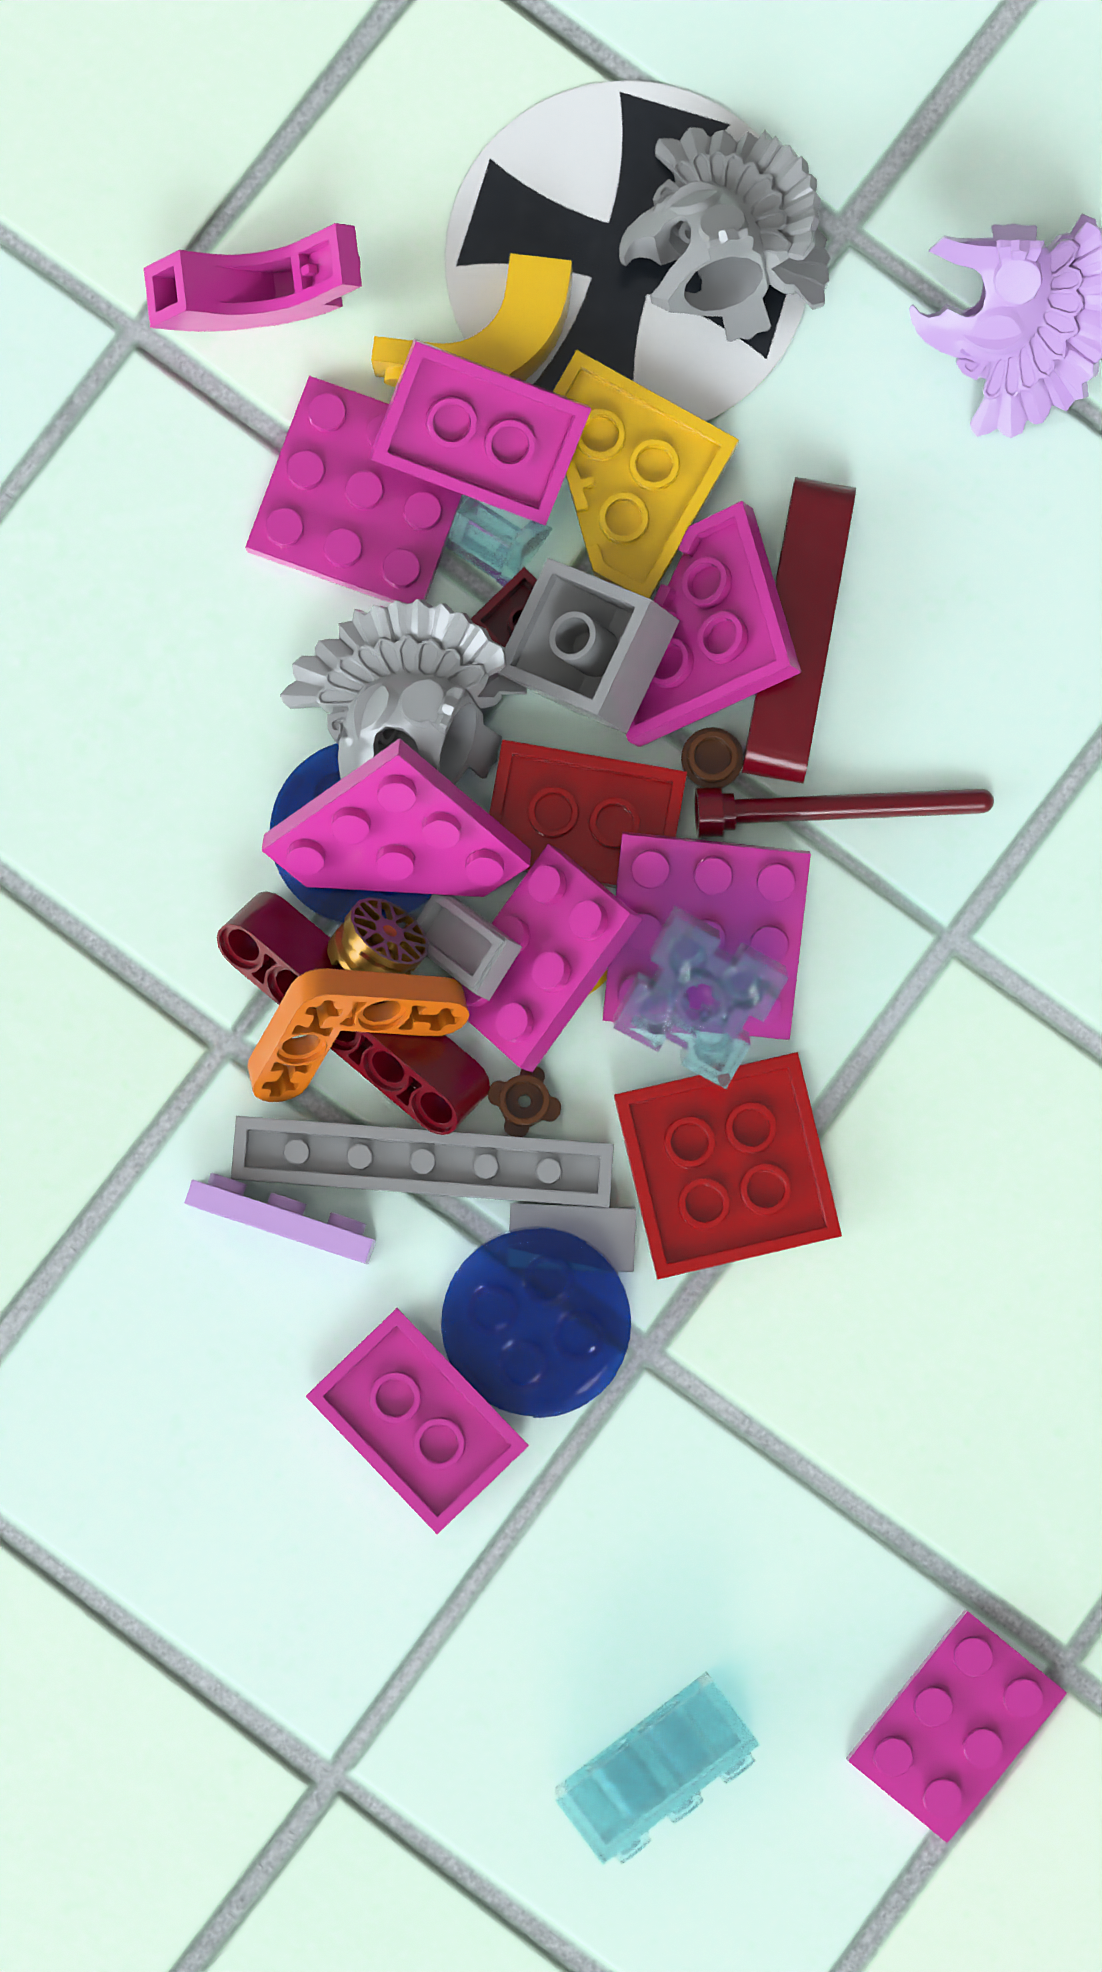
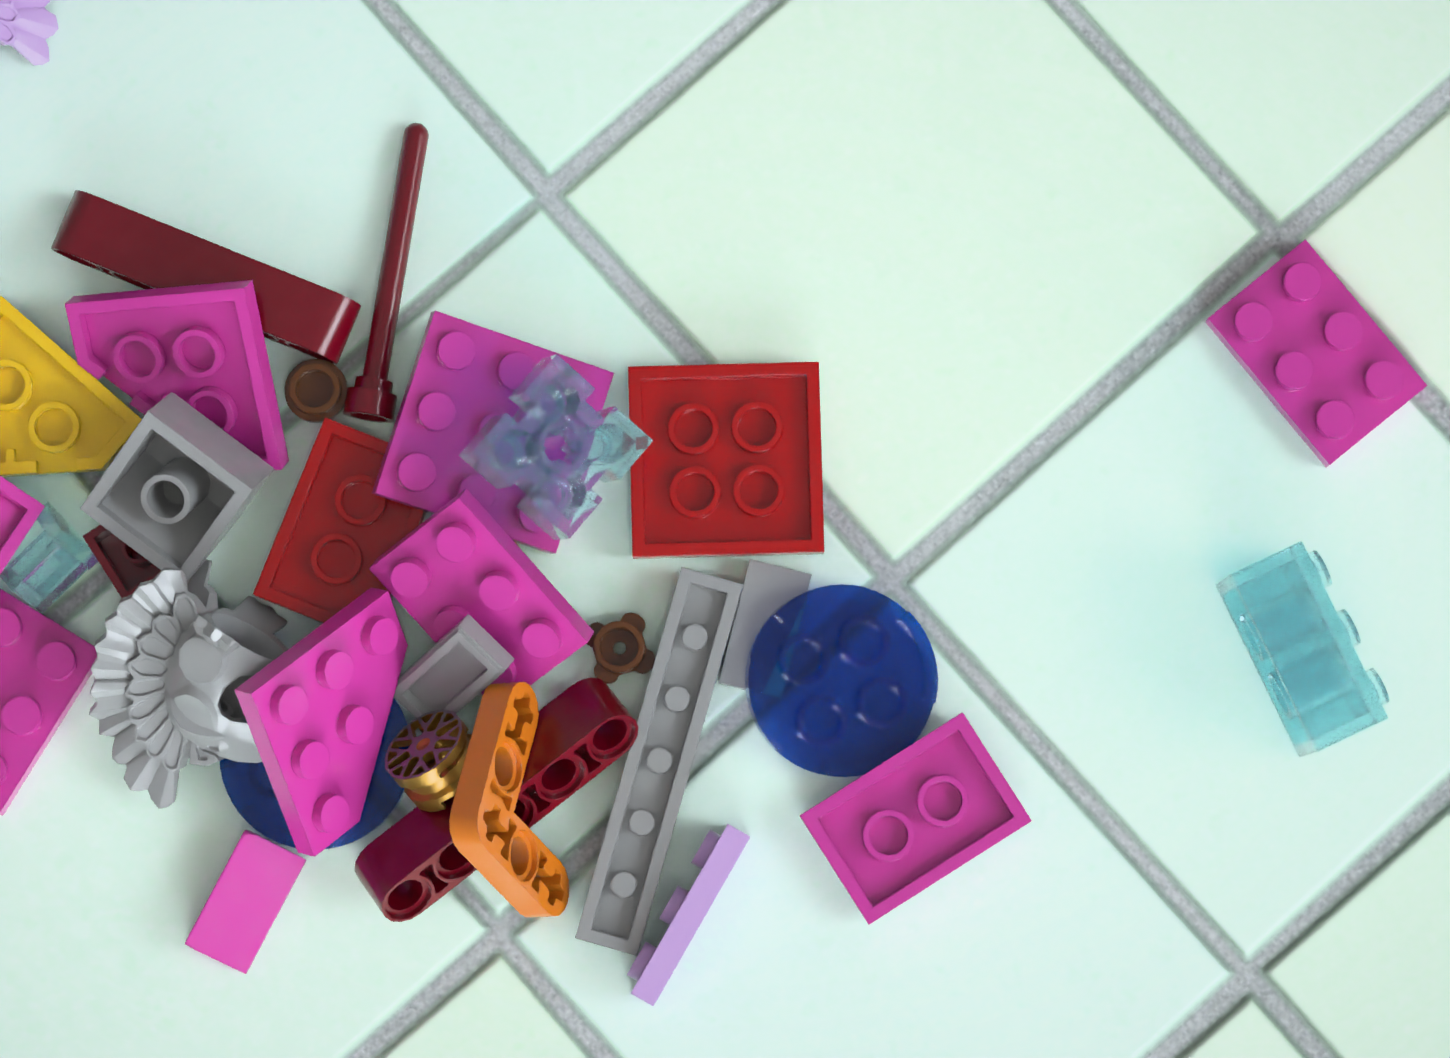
camera: 75 degrees left, 0 degrees up
(209, 796) = (245, 901): none -> slope

